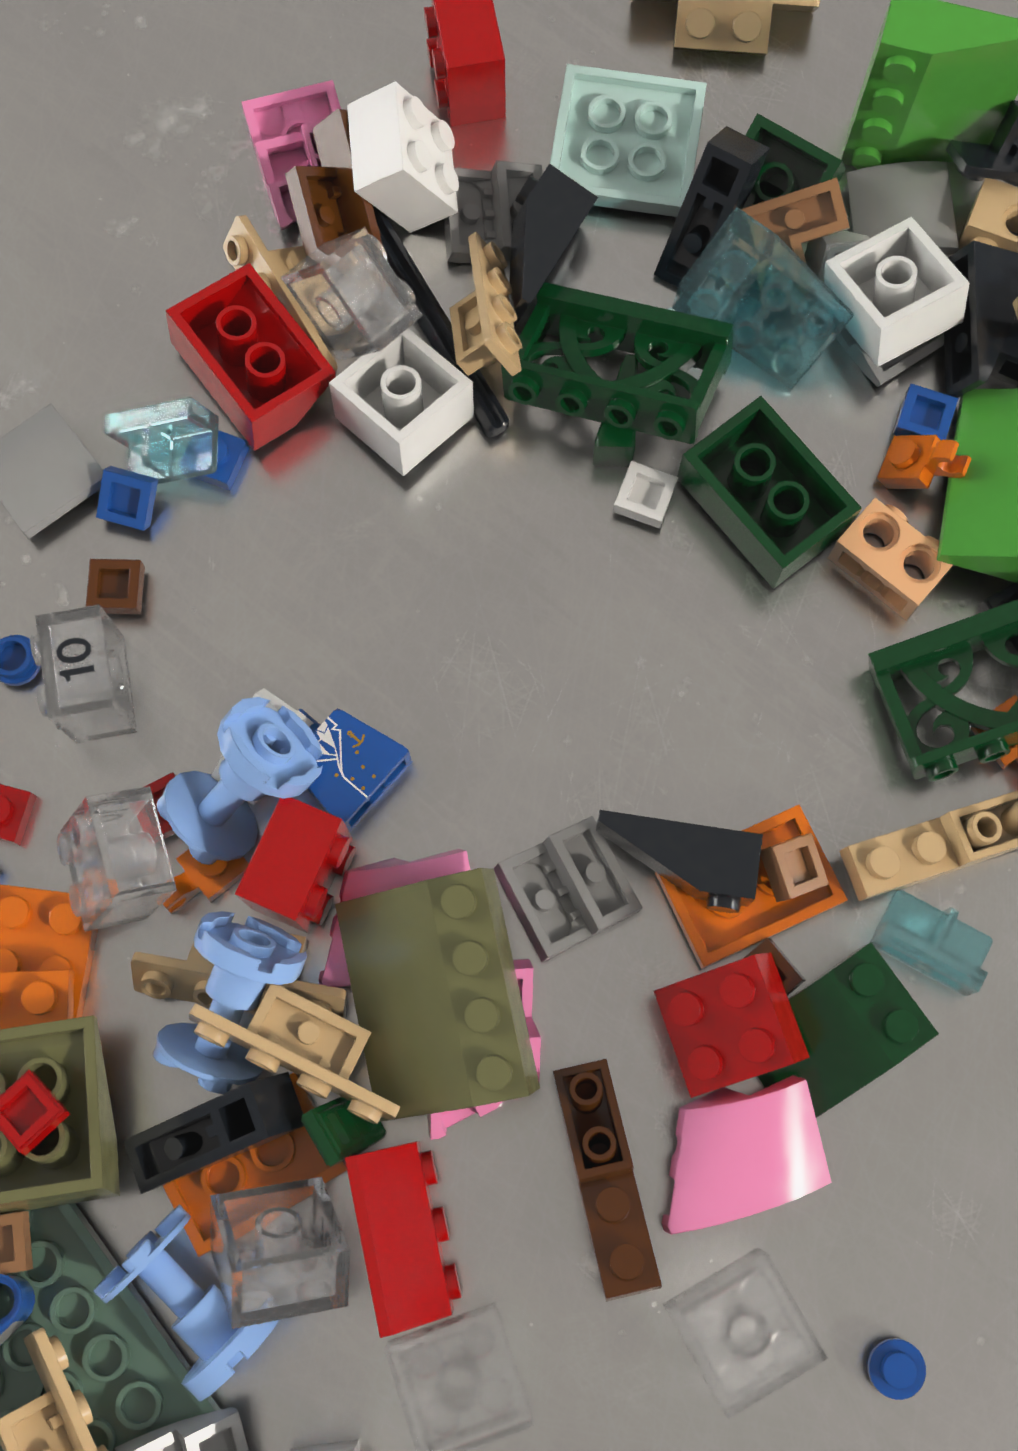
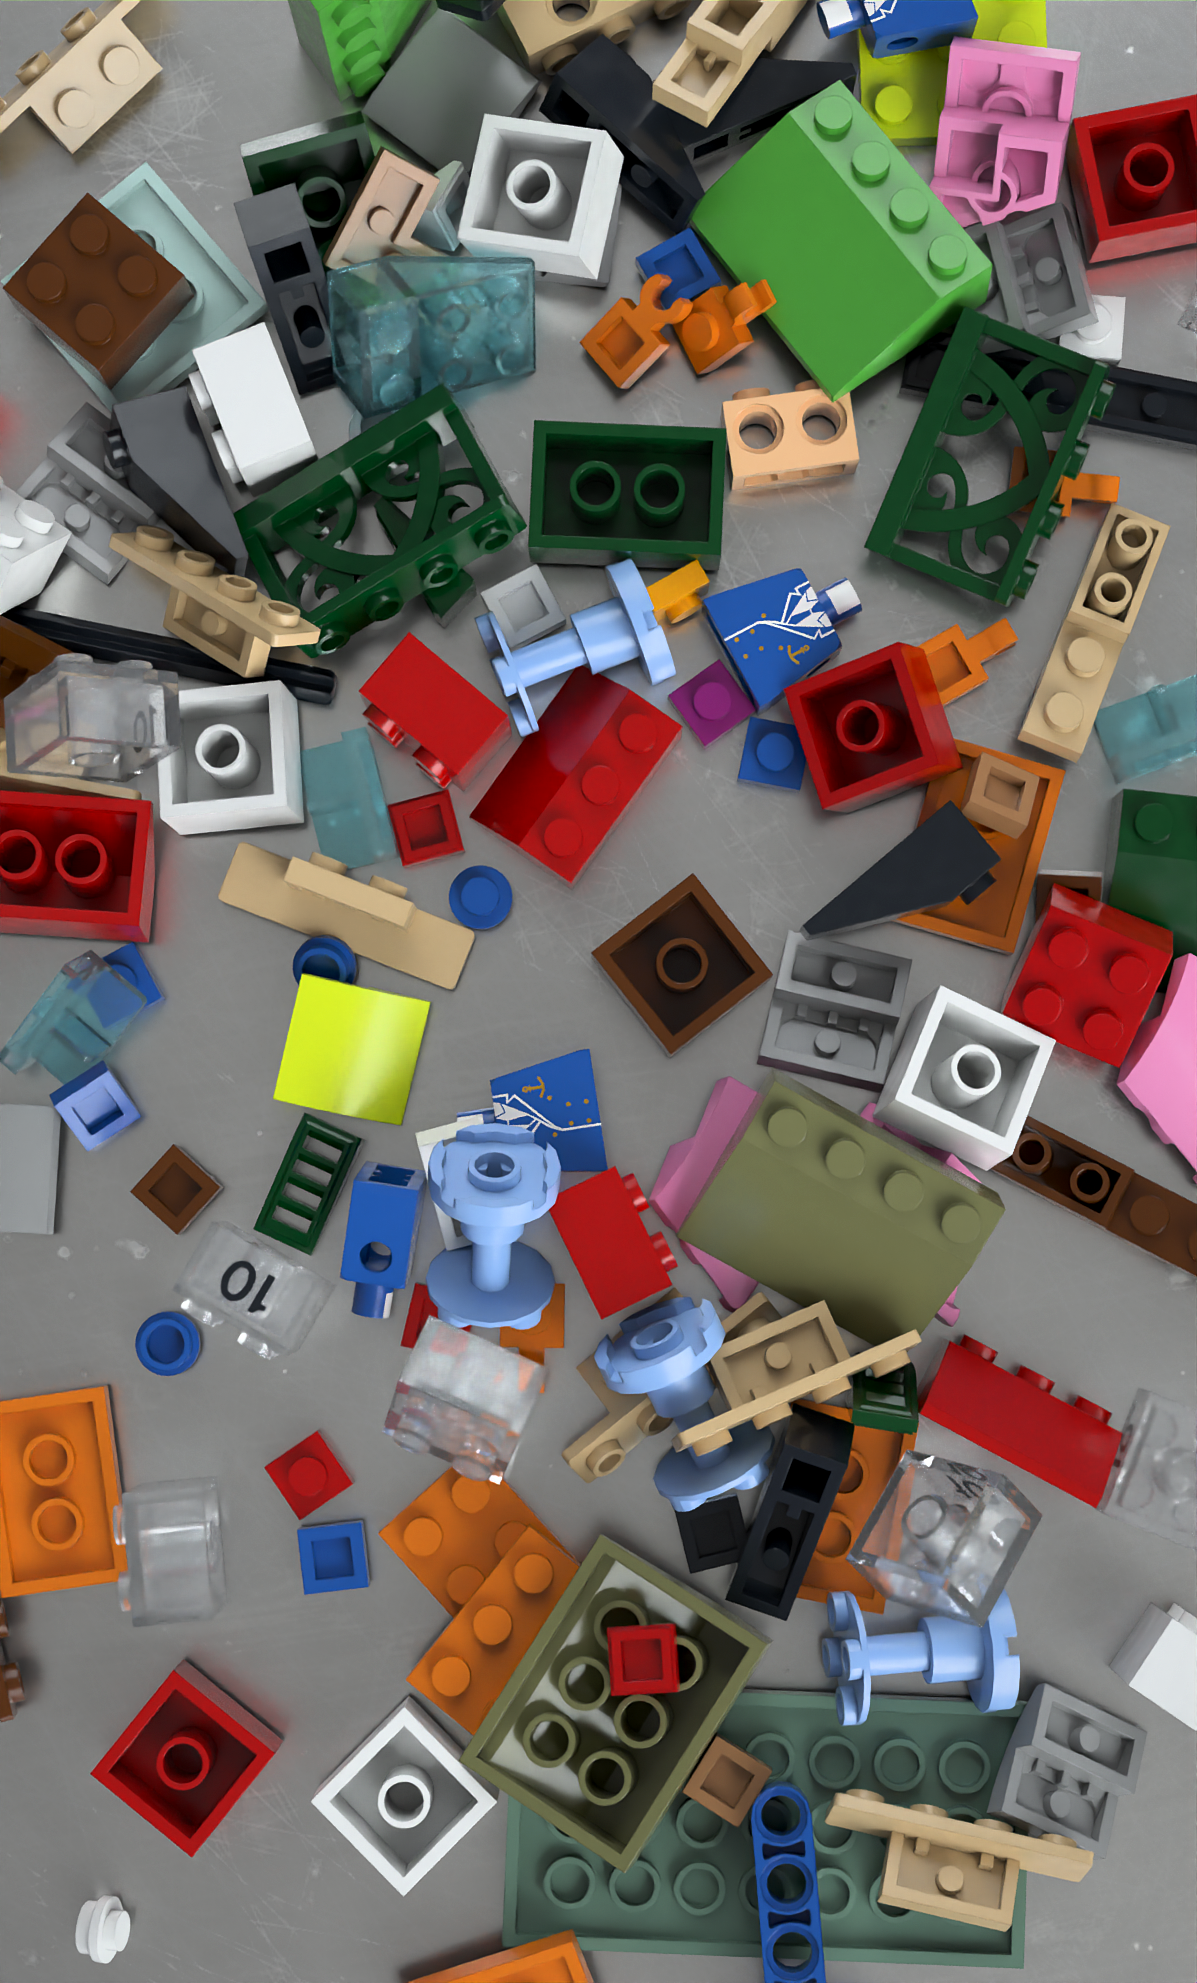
camera: 45 degrees left, 10 degrees up
(163, 1094) = (712, 1533): none -> black plate
(180, 723) = (386, 1210): none -> blue torso
(196, 637) = (333, 1136): none -> dark green slope
(288, 615) = (351, 1049): none -> neon yellow slope
(326, 560) = (325, 958): none -> blue plate
(370, 547) = (368, 918): none -> tan bracket
(439, 494) = (348, 801): none -> clear light blue panel
(448, 615) = (480, 897): none -> blue plate
(463, 551) = (426, 828): none -> red tile
(509, 764) = (681, 965): none -> reddish brown brick
(532, 488) = (435, 713): none -> red brick
(575, 611) = (577, 774): none -> red slope
(595, 1002) = (964, 1078): none -> white brick
(608, 107) = (99, 291): none -> reddish brown brick
(622, 238) = (251, 398): none -> white brick
(666, 545) = (599, 637): none -> light blue piece
(689, 653) = (711, 704): none -> magenta plate
(693, 716) = (772, 756): none -> blue plate
(736, 572) = (679, 593): none -> light orange plate
(763, 753) = (873, 728): none -> red brick
(770, 652) = (779, 631): none -> blue torso
(846, 773) = (958, 661): none -> orange plate
(862, 417) = (629, 335): none -> orange plate

